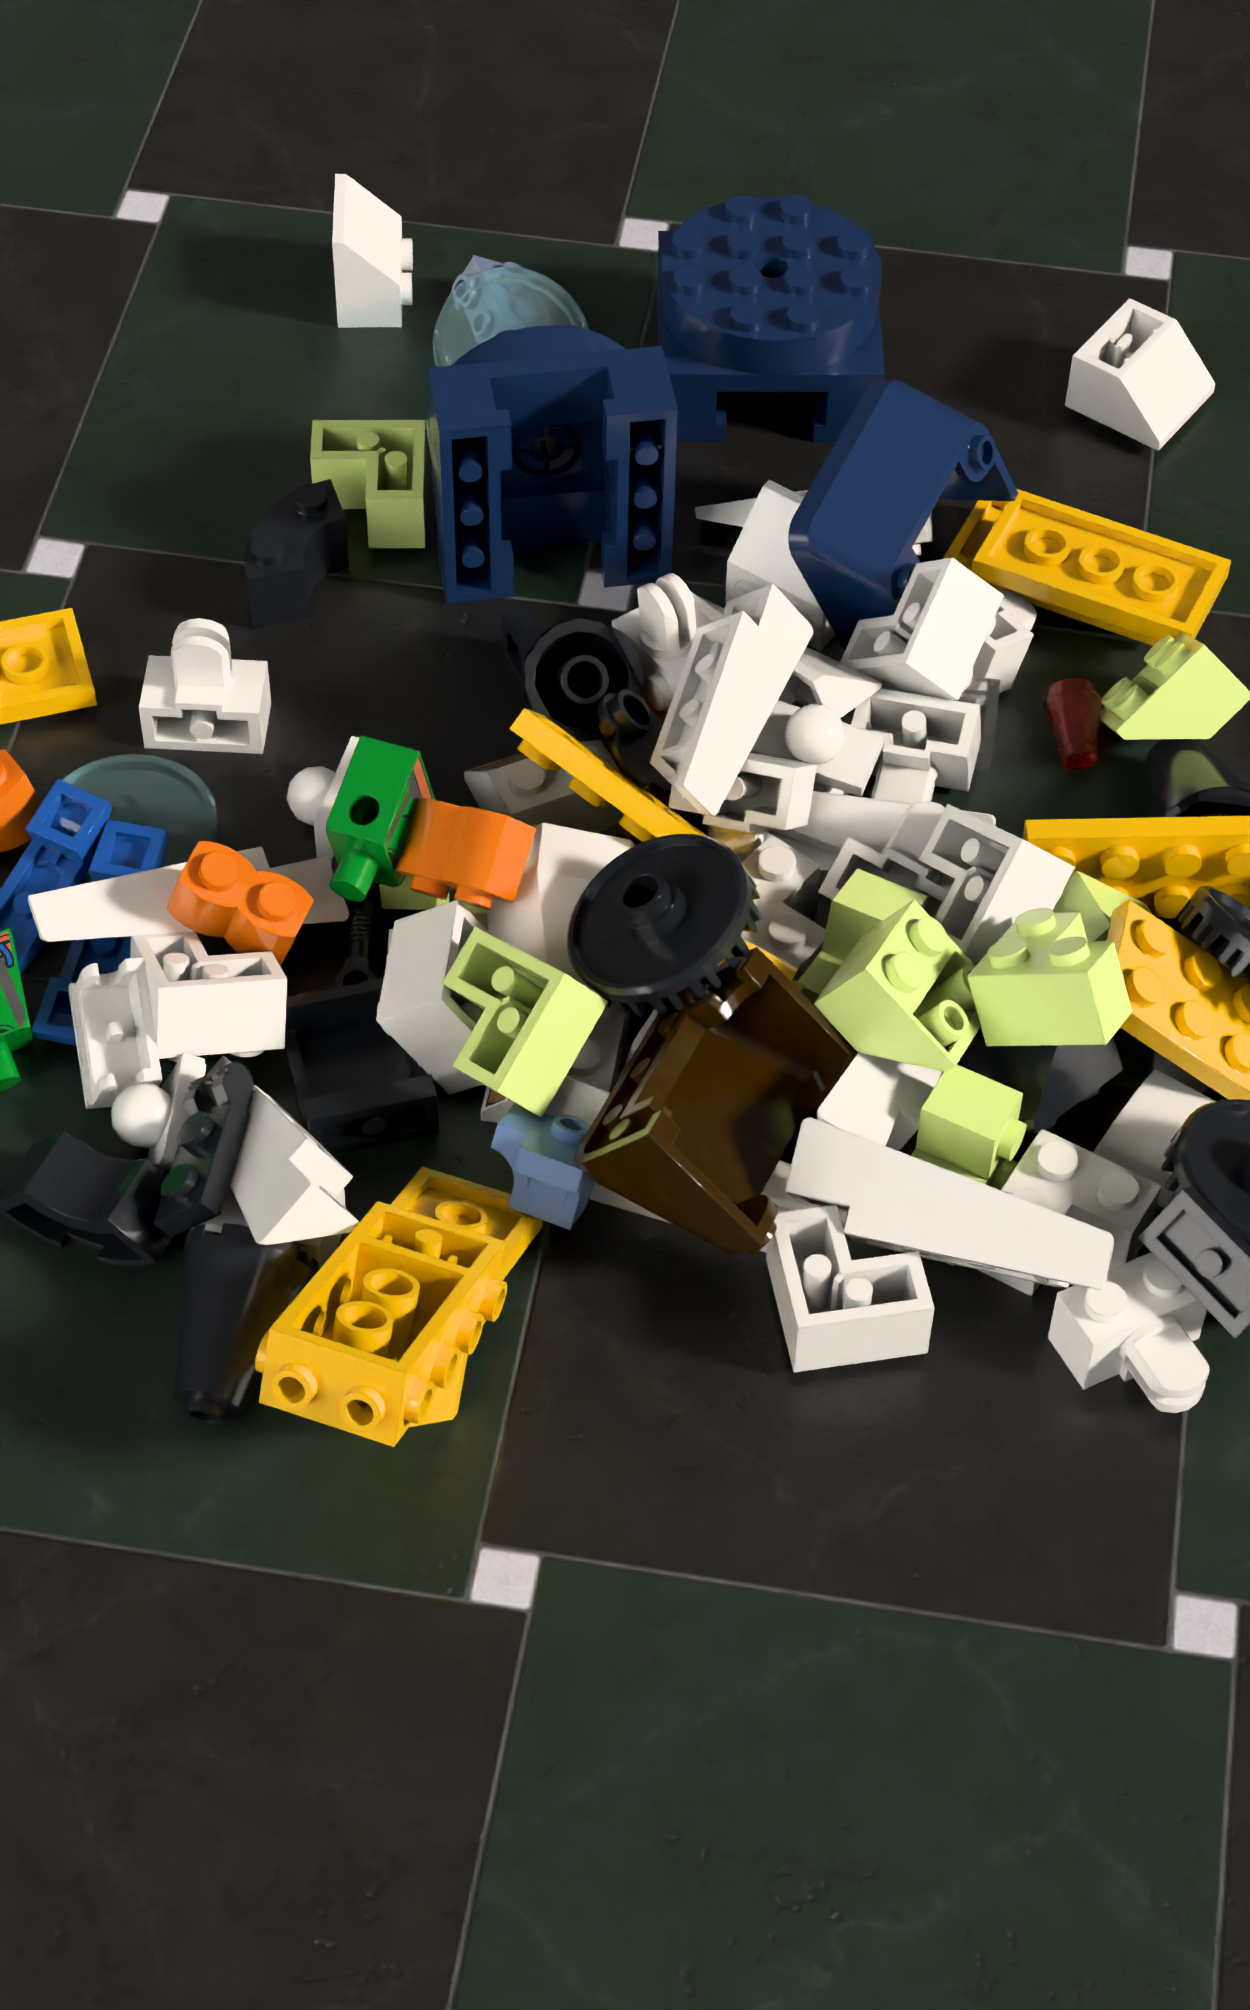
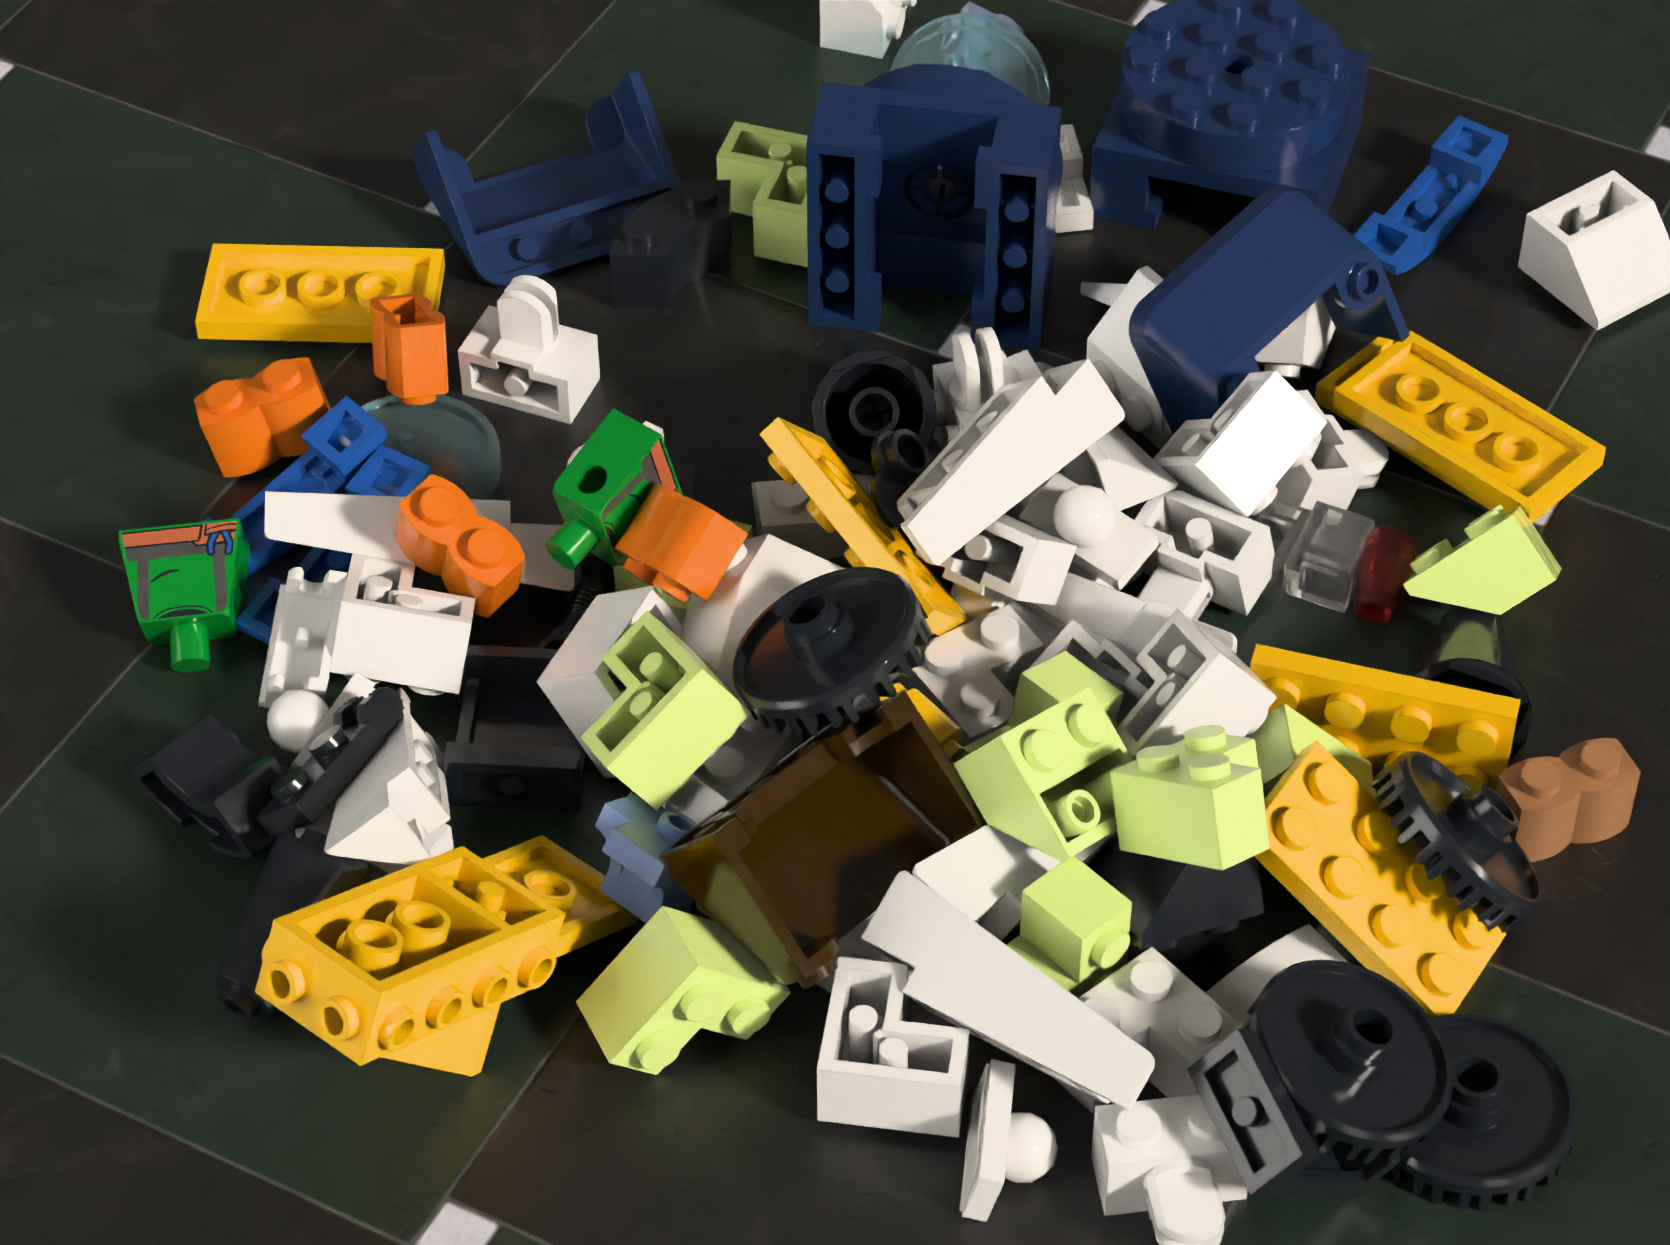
camera: 20 degrees right, 5 degrees down
(90, 715) = (409, 347): none -> orange brick
(163, 539) = (558, 208): none -> dark blue windscreen
(621, 1282) = (670, 984): none -> yellowish green brick
(972, 344) = (1437, 198): none -> blue slope
(972, 1349) = (1001, 1143): none -> white tile
(1026, 718) = (1327, 556): none -> clear panel

